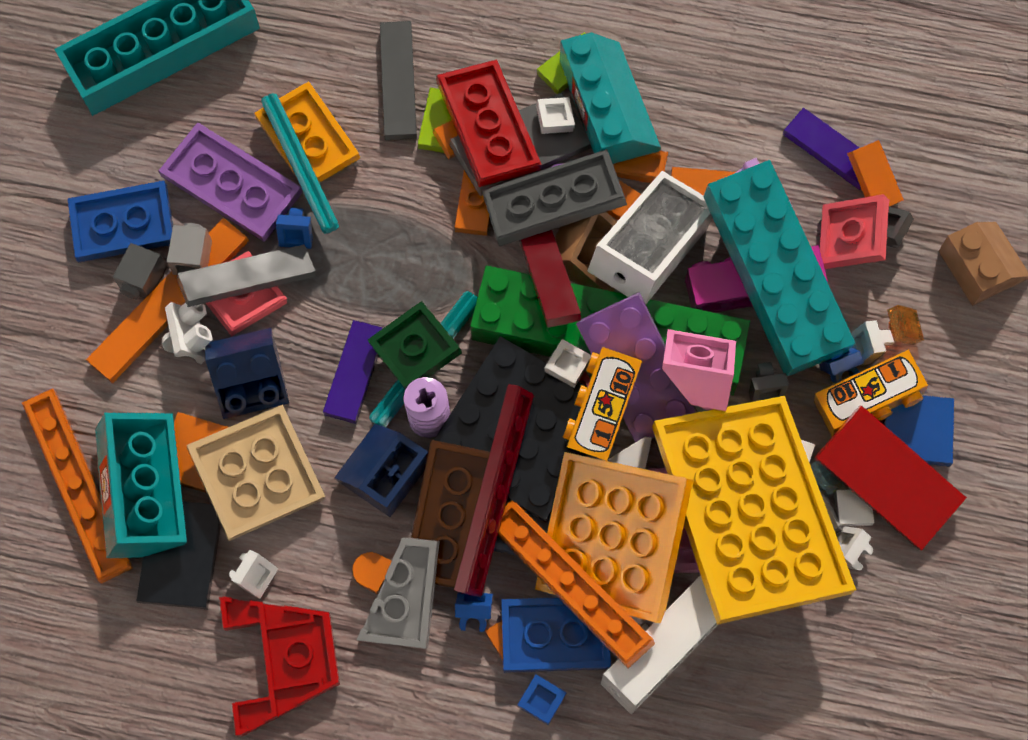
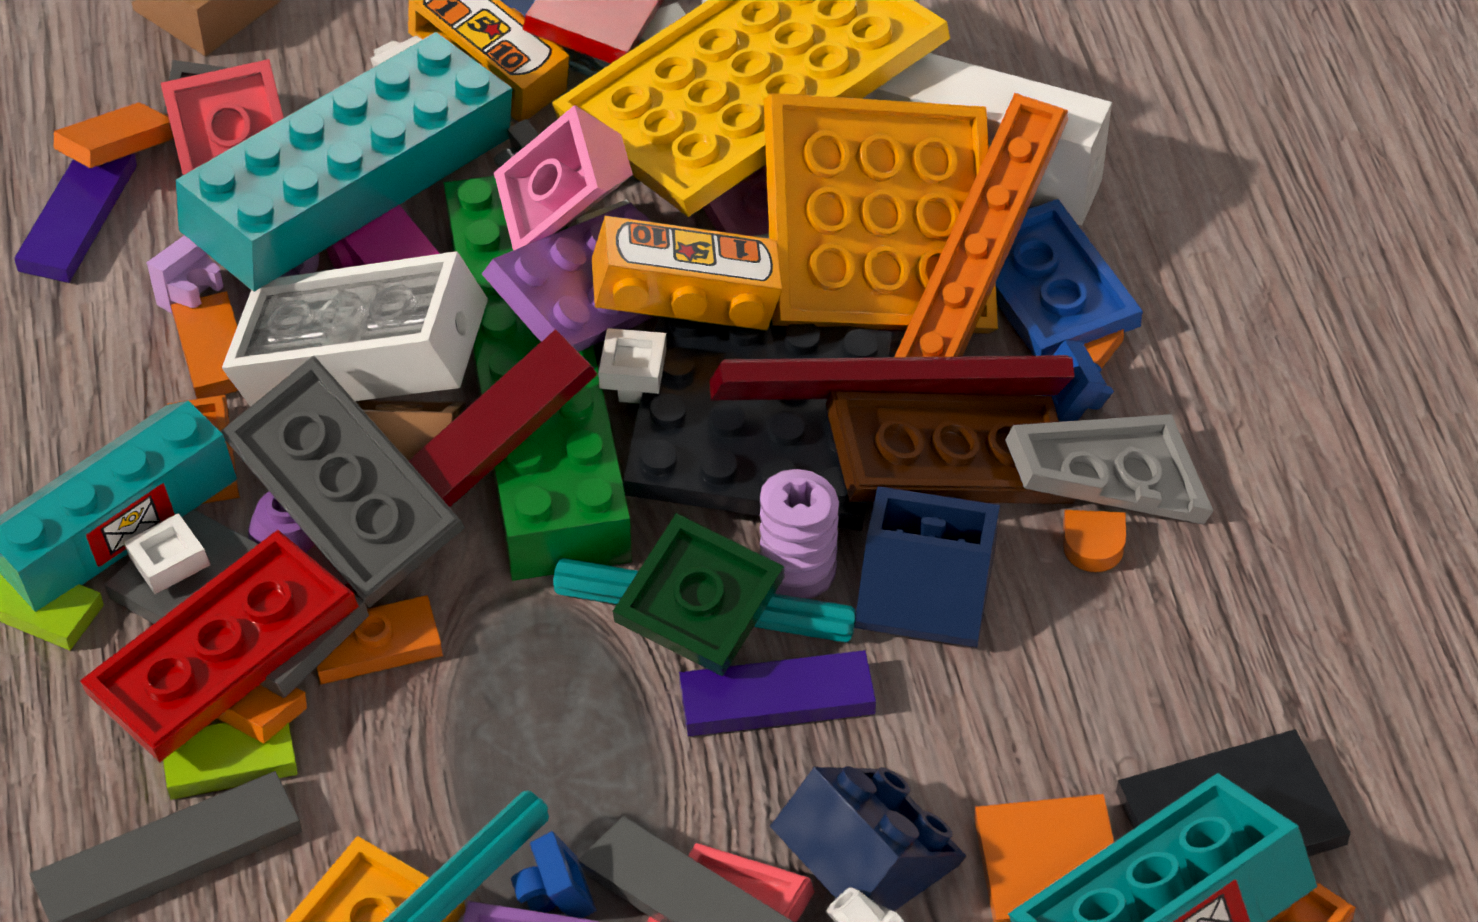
camera: 115 degrees left, 20 degrees down
(253, 573) = (1202, 680): white tile -> none
(255, 472) = (1038, 742): tan plate -> none
(296, 655) = (1287, 576): red wing -> none
(541, 699) = (1152, 264): blue plate -> none
(905, 325) = (355, 46): clear orange plate -> none

